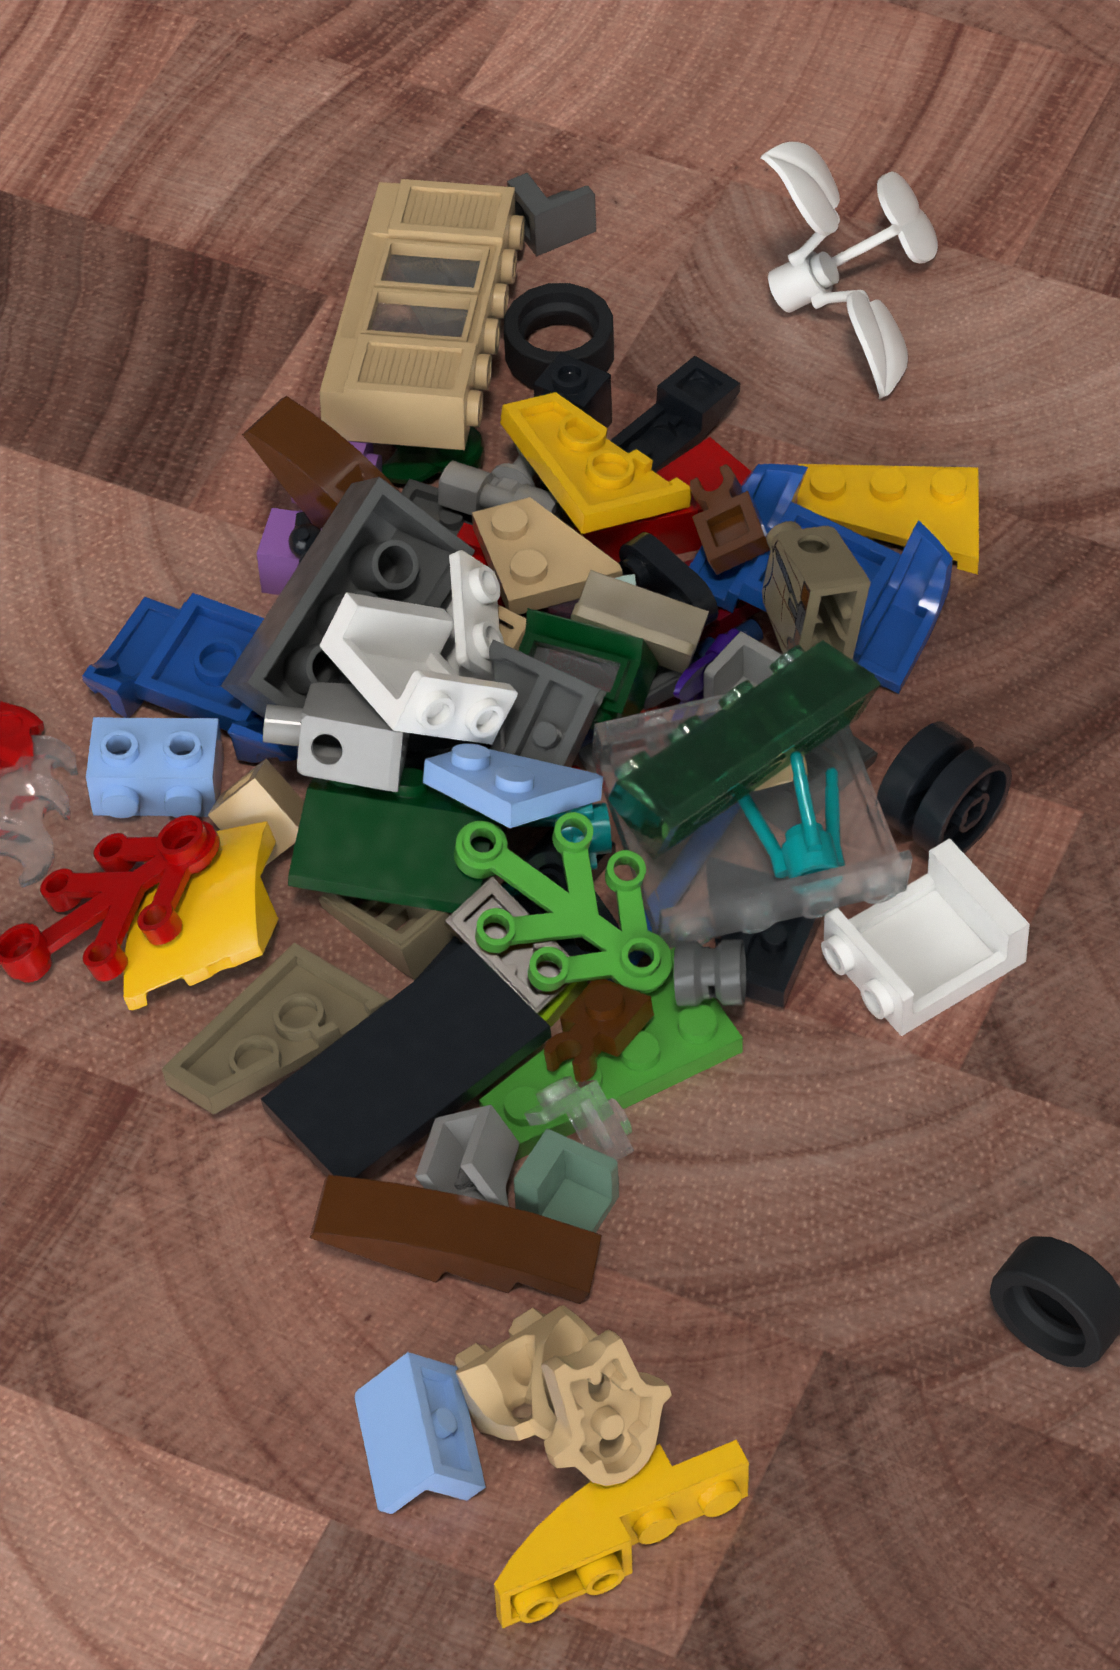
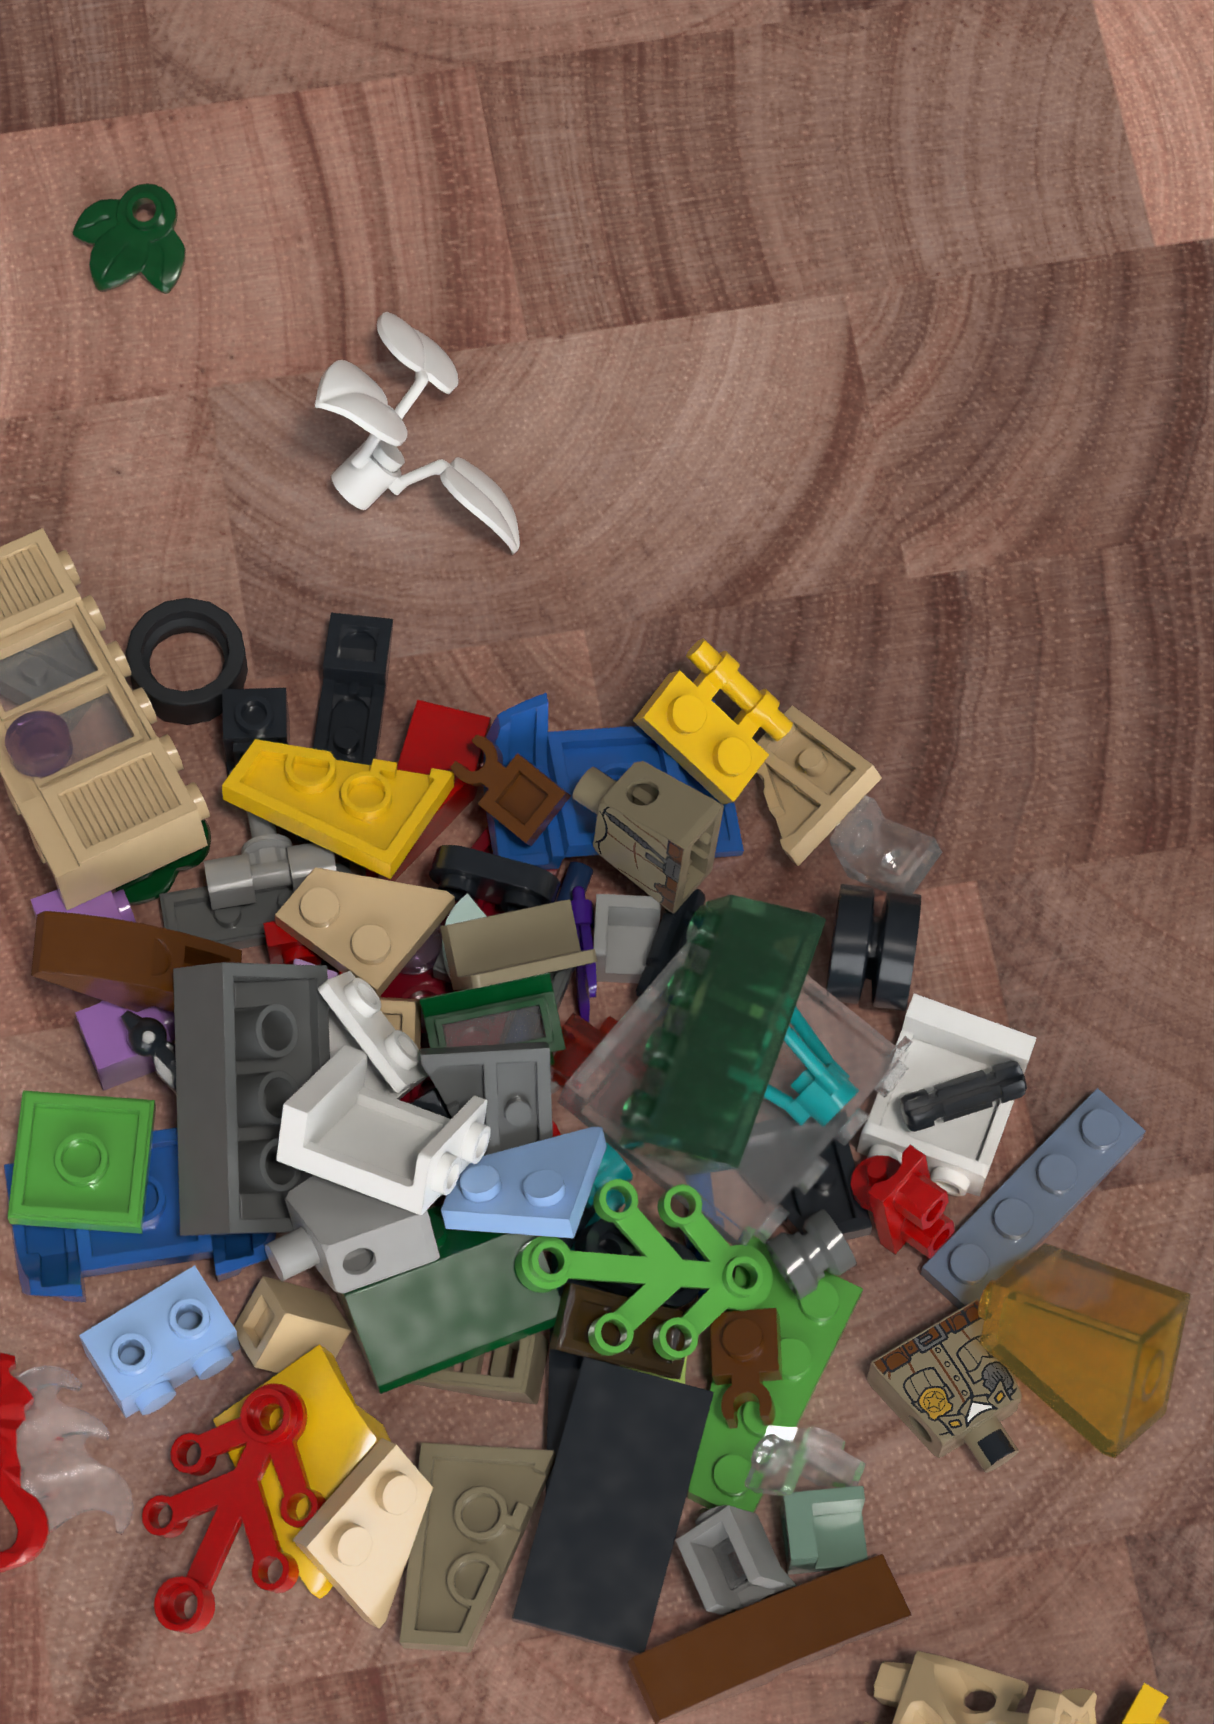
camera: 40 degrees left, 15 degrees up
(192, 607) = (82, 1162): none -> bright green tile
(198, 969) = (368, 1530): none -> tan wing
(382, 302) = (39, 743): none -> clear purple tile
(553, 219) = (80, 524): dark grey panel -> none
(753, 53) = (133, 246): none -> dark green plate
(759, 1144) = (951, 1389): none -> torso
(821, 984) = (903, 1201): none -> red hips
(891, 499) = (606, 661): yellow wing -> none
(891, 1164) = (1087, 1341): none -> clear yellow slope
(919, 572) = (704, 737): none -> yellow plate
(936, 940) = (963, 1096): none -> black axle
(941, 1060) = (1034, 1199): none -> sand blue plate
(986, 655) = (811, 783): none -> tan wing
(1007, 728) = (882, 850): none -> clear bracket

